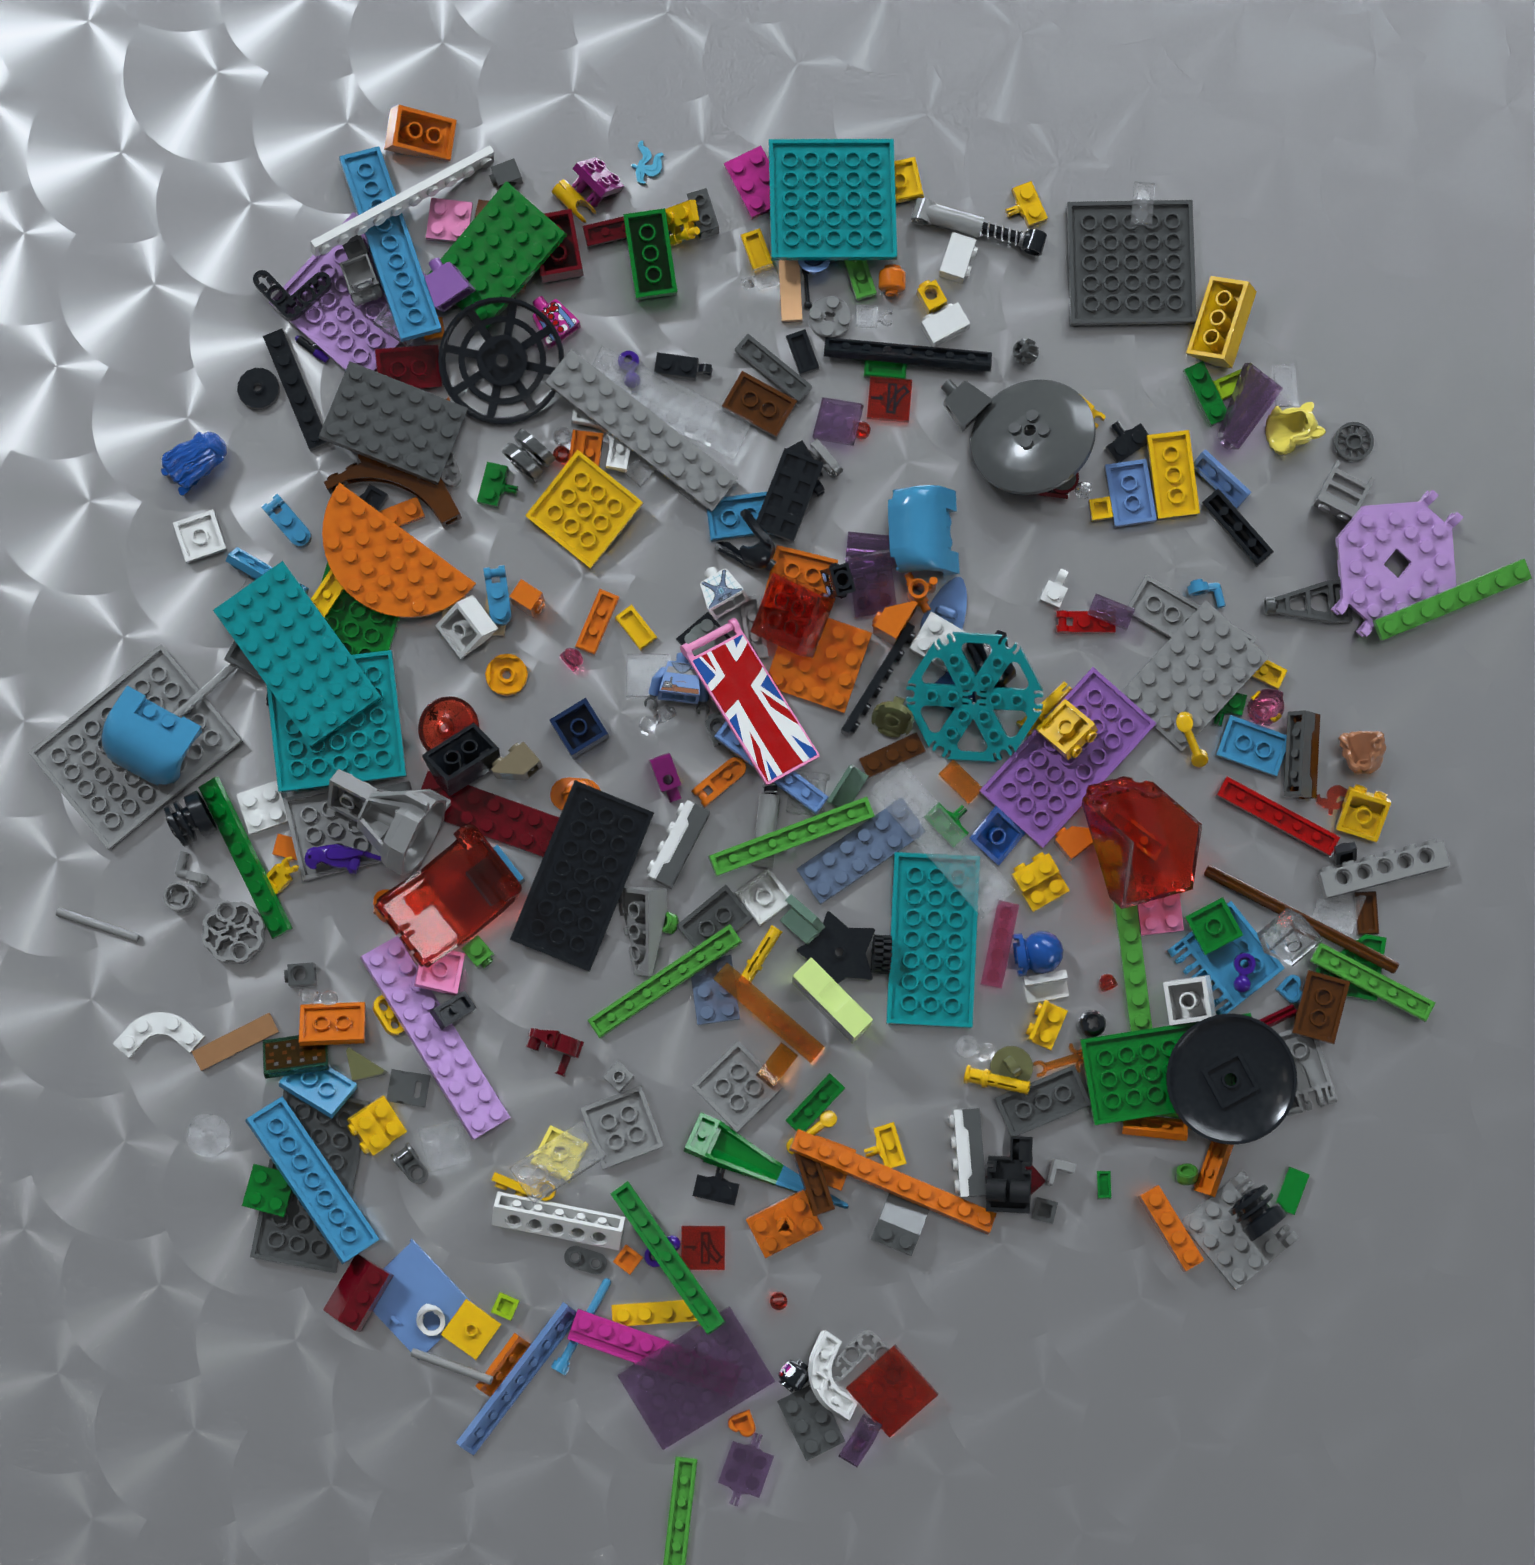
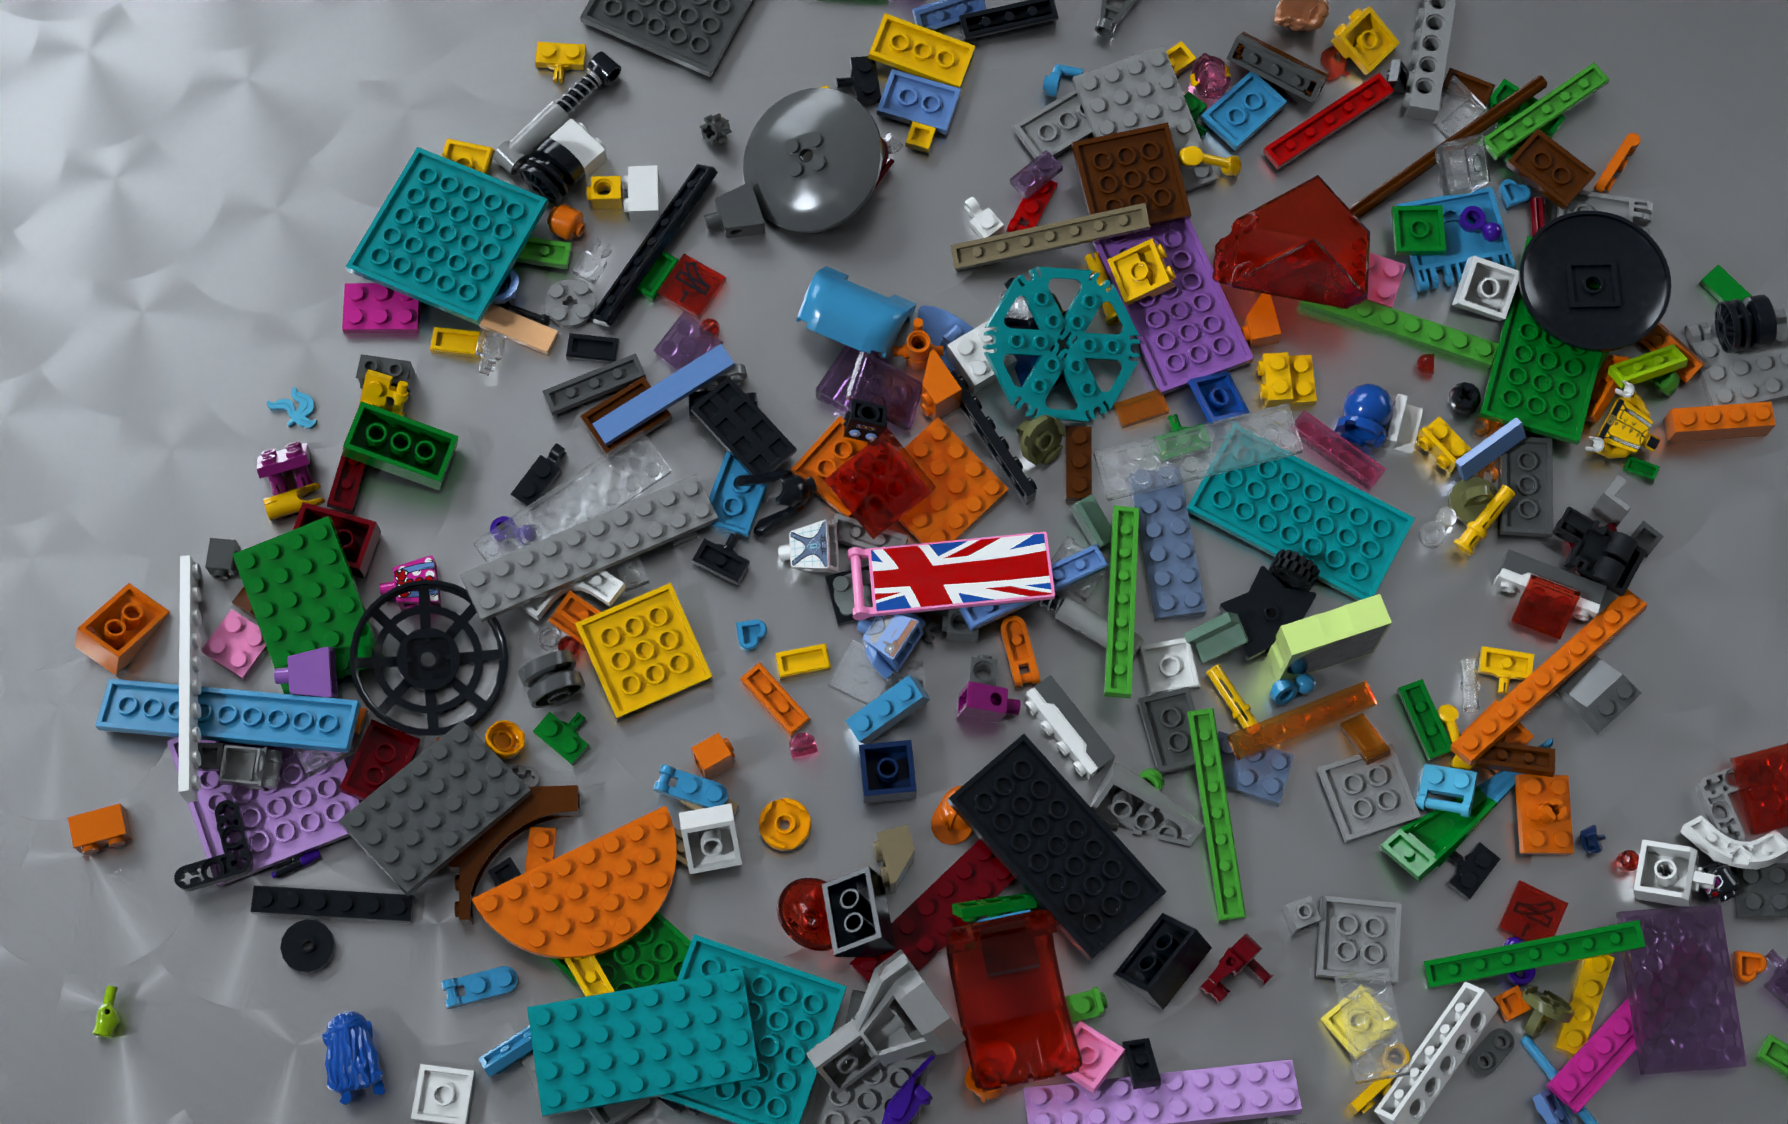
camera: 65 degrees left, 10 degrees down
(139, 282) = (106, 1023): none -> lime piece
(270, 201) = (99, 828): none -> orange piece
(470, 445) = (505, 739): none -> light orange hair
(515, 851) = (993, 907): none -> green plate
(537, 992) = (1163, 960): none -> black slope
(624, 706) = (887, 710): none -> dark azure brick
(634, 1284) = (1546, 1006): none -> olive tile
(638, 580) = (750, 634): none -> dark azure tile
(683, 530) = (722, 559): none -> black plate
(683, 771) = (984, 662): none -> dark grey brick
(773, 1140) = (1450, 783): none -> medium azure plate
(780, 1345) = (1684, 877): none -> white hinge
(783, 1267) = (1590, 840): none -> dark blue piece
(786, 423) = (663, 395): none -> medium blue tile
(786, 990) = (1285, 690): none -> dark azure plate
(859, 1126) = (1470, 685): none -> clear pin
(923, 248) = (551, 171): none -> black wheel
(947, 1155) = (1545, 606): none -> clear red plate
(1055, 1059) = (1490, 449): none -> medium blue tile
(1061, 647) = (1050, 237): none -> dark tan plate
(1126, 1156) = (1625, 427): none -> yellow torso
(1141, 685) = (1131, 171): none -> reddish brown plate
(1185, 1152) = (1648, 366): none -> lime plate
(1356, 1058) = (1618, 162): none -> orange plate

